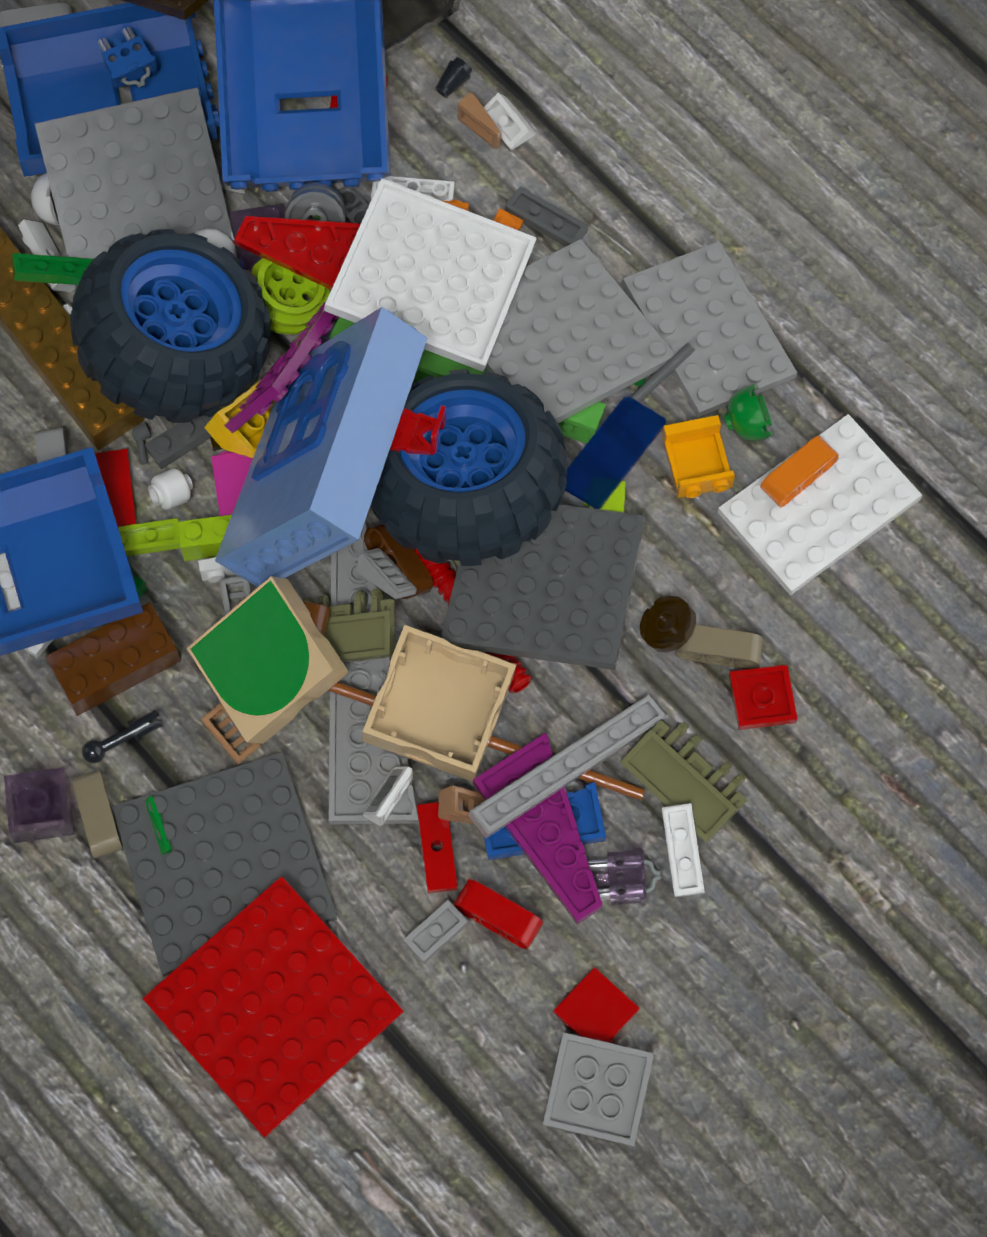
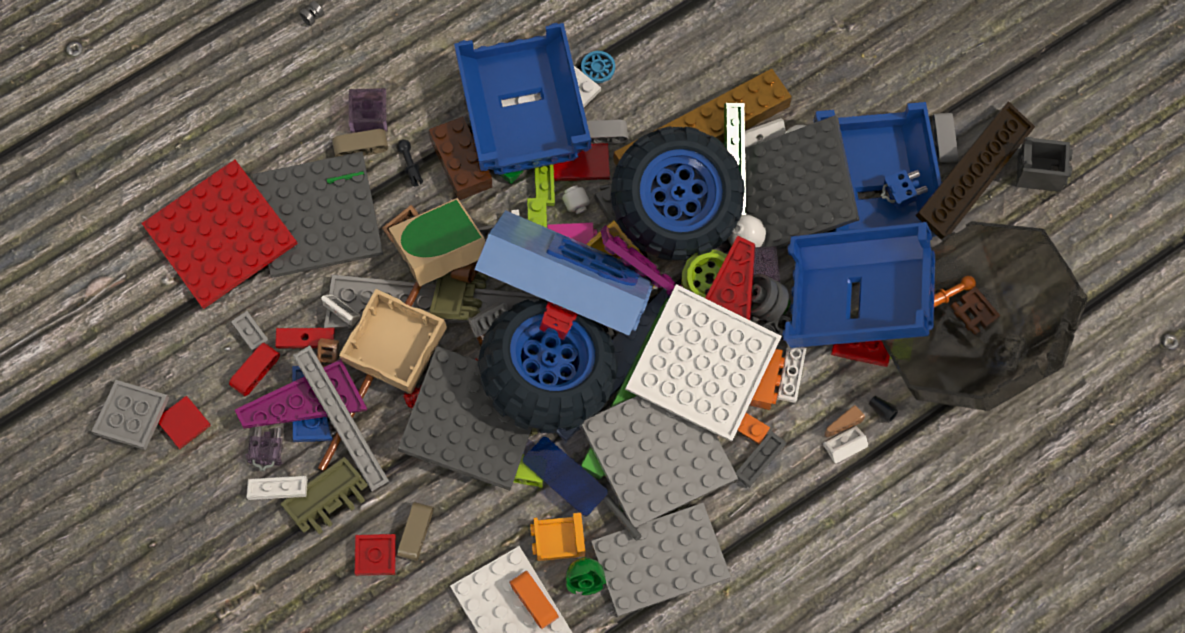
camera: 95 degrees right, 0 degrees up
(668, 624) = (435, 498): dark brown tile -> none

